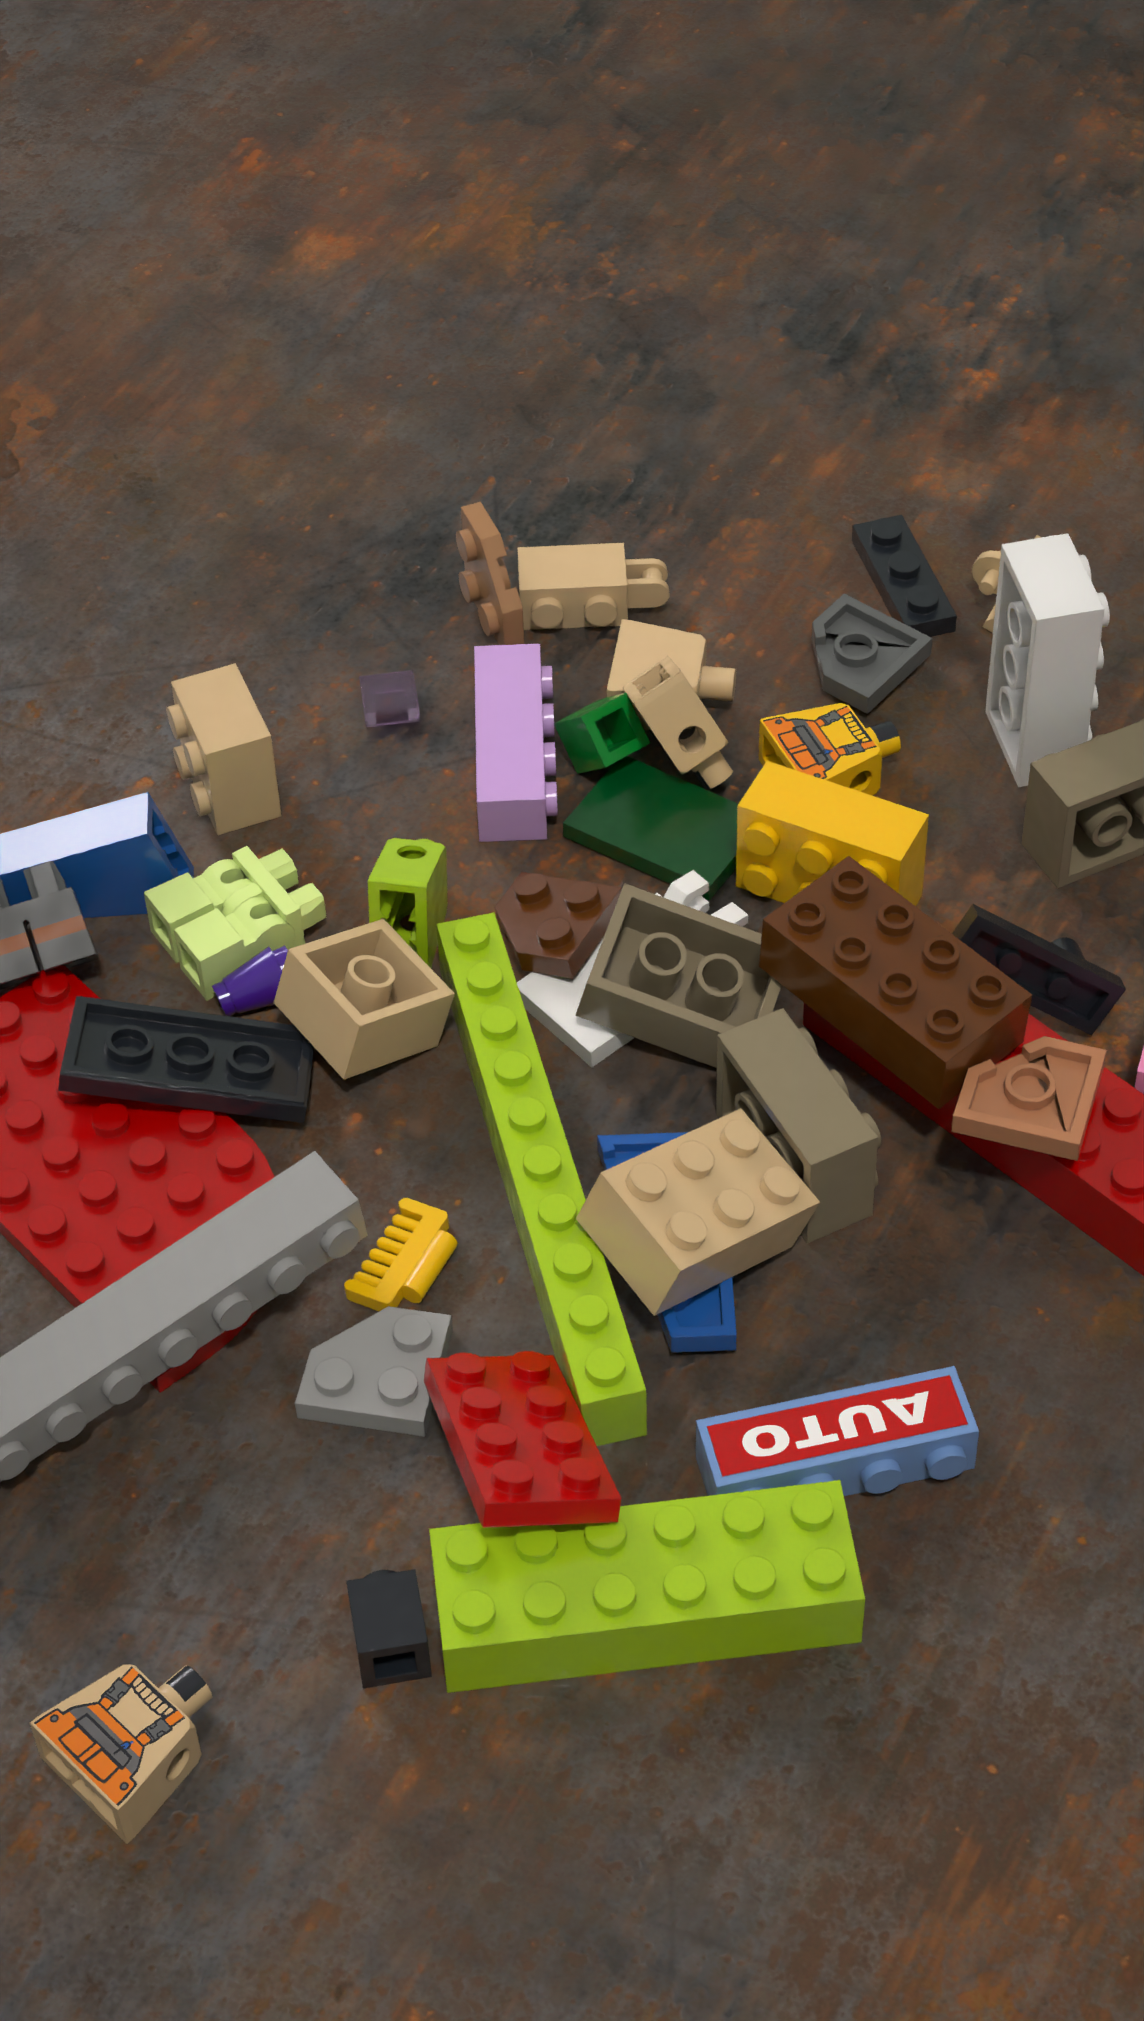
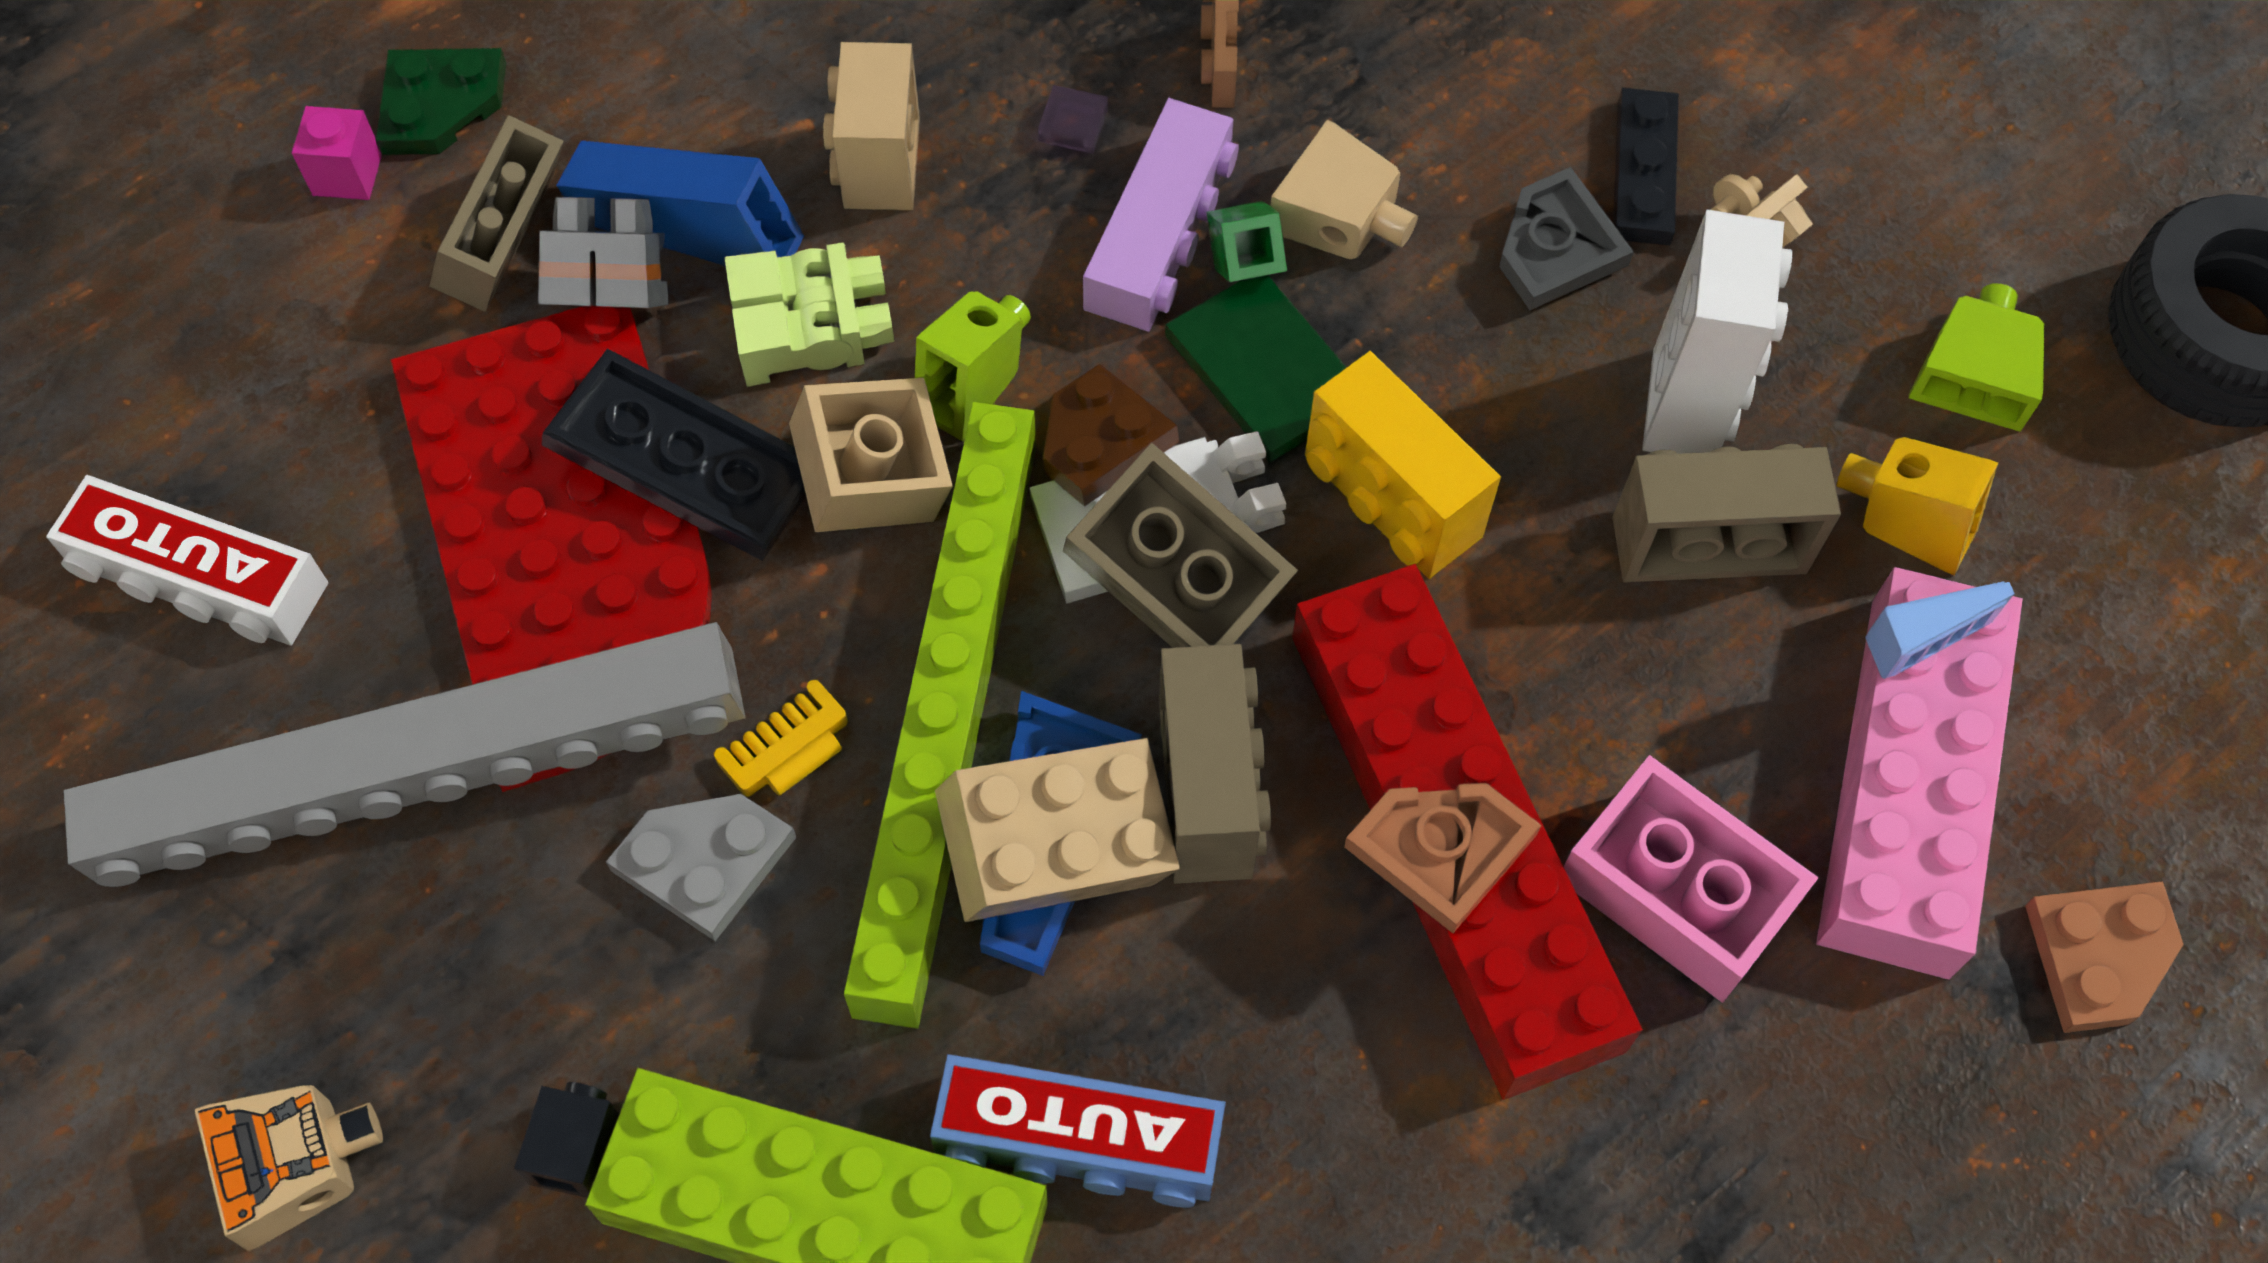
camera: 20 degrees right, 15 degrees up
(252, 983) = (780, 390): dark purple cone -> none
(520, 1440) = (767, 1011): red plate -> none
(586, 585) = (1318, 62): tan brick -> none
(668, 708) = (1321, 258): tan torso -> none
(829, 745) = (1459, 348): torso -> none
(893, 980) = (1365, 658): reddish brown brick -> none
(1051, 971) = (1547, 703): black piece -> none

